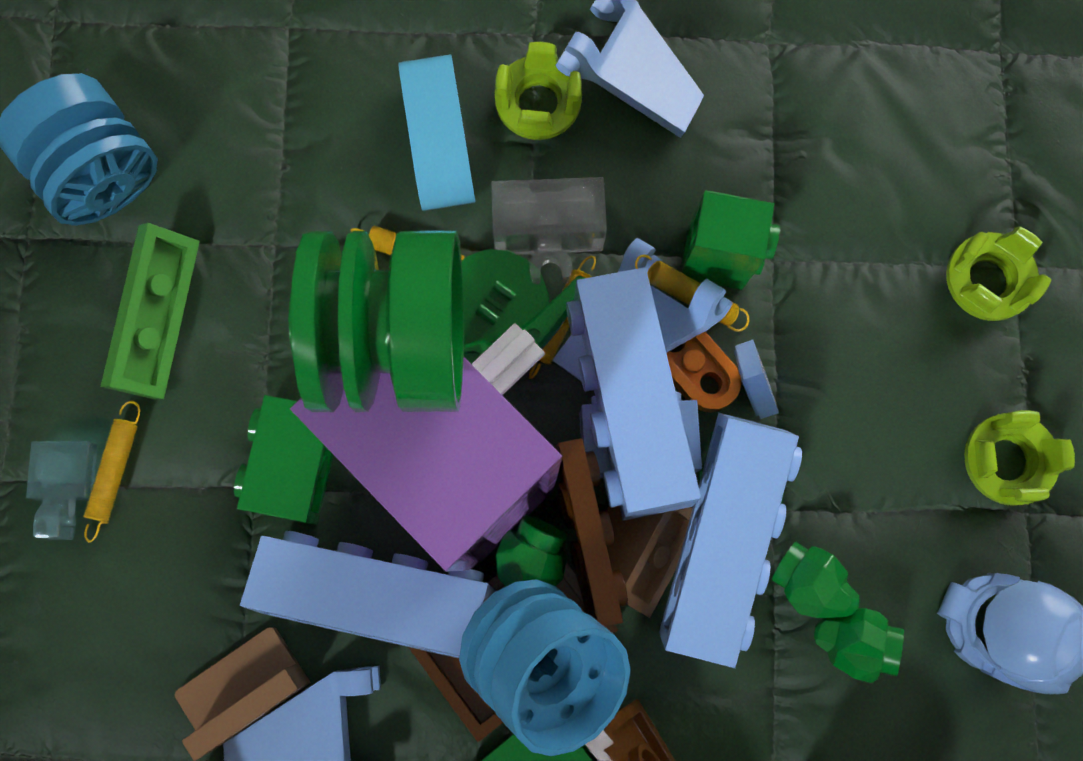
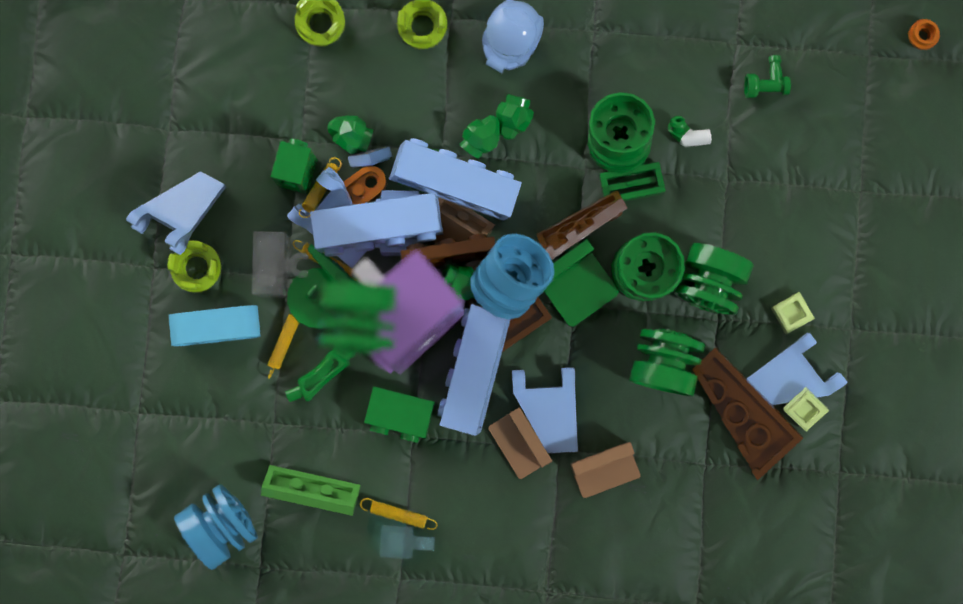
camera: 85 degrees left, 5 degrees up
(796, 339) = (350, 133): none -> green rock

